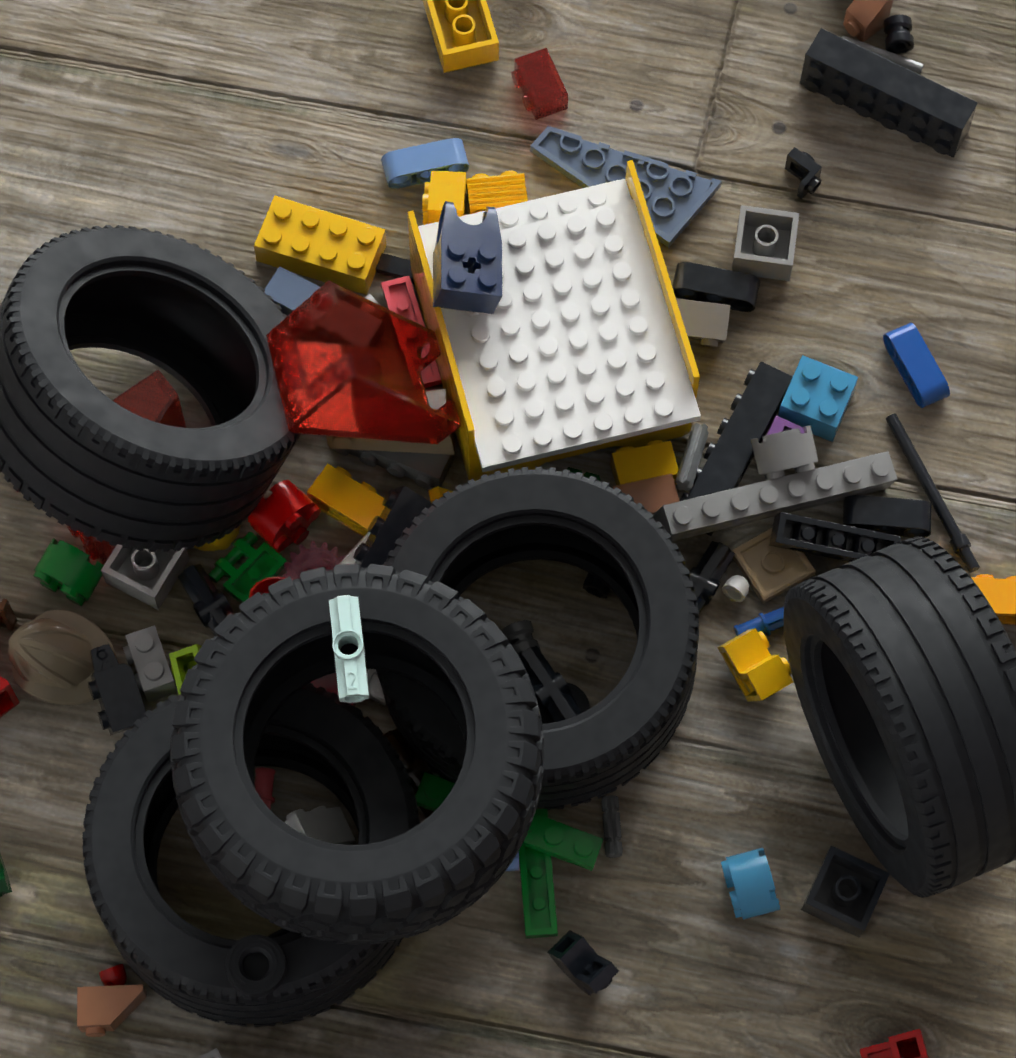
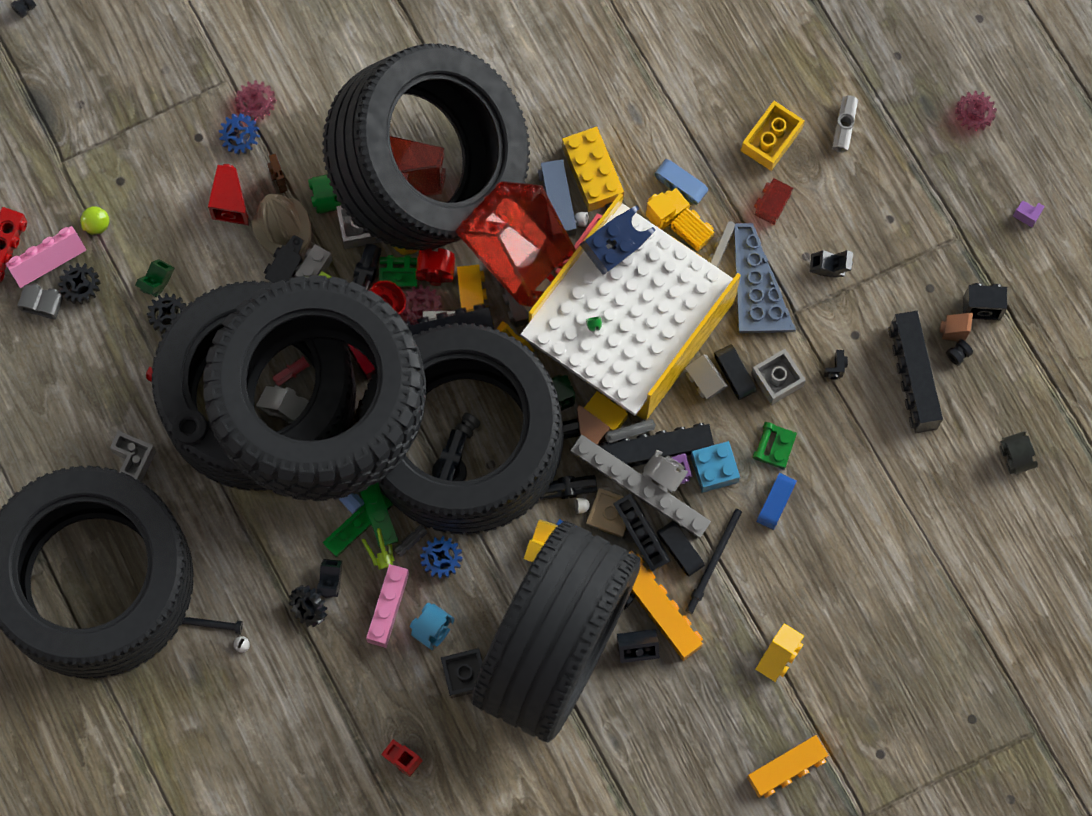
camera: 50 degrees right, 5 degrees up
(61, 892) = (162, 319): none -> black gear
(106, 1007) = (134, 382): nougat slope -> none
(350, 668) = (355, 330): light aqua piece -> none
(541, 175) = (721, 245): none -> light grey hinge
(547, 369) = (594, 322): none -> green hinge
(598, 1017) = (308, 605): none -> black gear
(610, 876) = (383, 559): none -> lime plant
(676, 82) = (830, 264): none -> black brick
(677, 919) = (387, 606): none -> bright pink brick
(679, 798) = (448, 561): none -> blue gear
(851, 311) = (781, 447): none -> green plate
(900, 60) = (942, 354): light grey bar -> none

